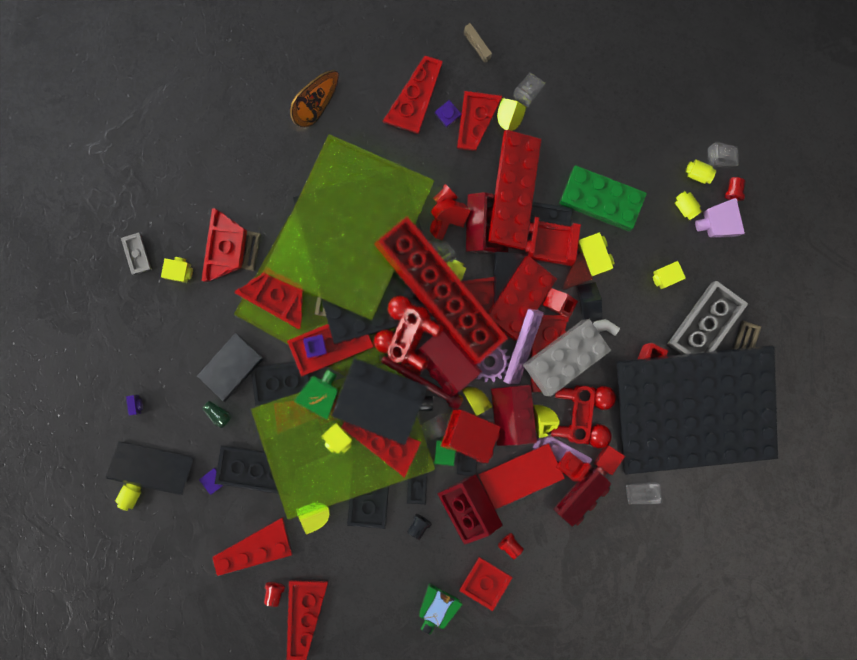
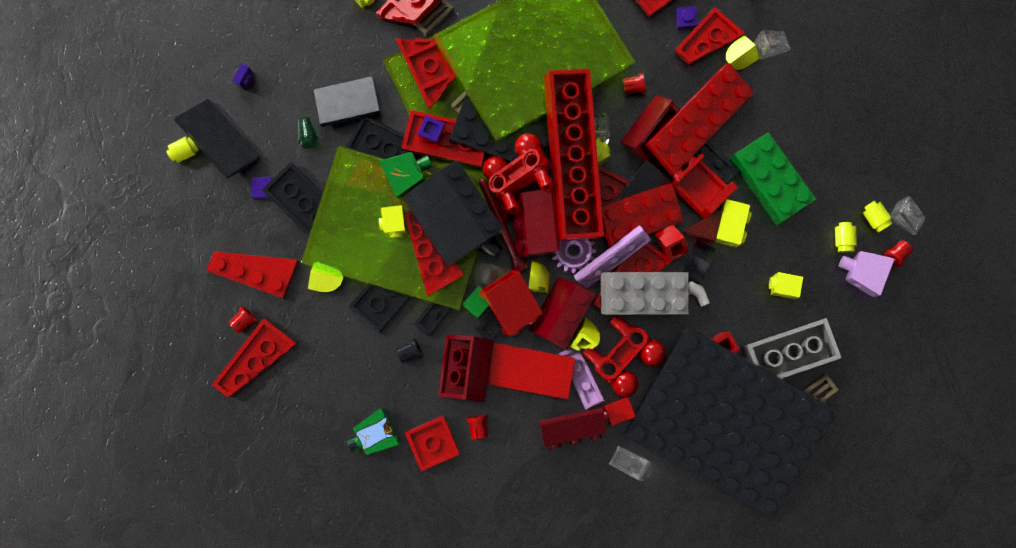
camera: 40 degrees right, 5 degrees down
(448, 213) = (627, 97): red brick -> none
(573, 467) = (582, 394): red bracket -> none

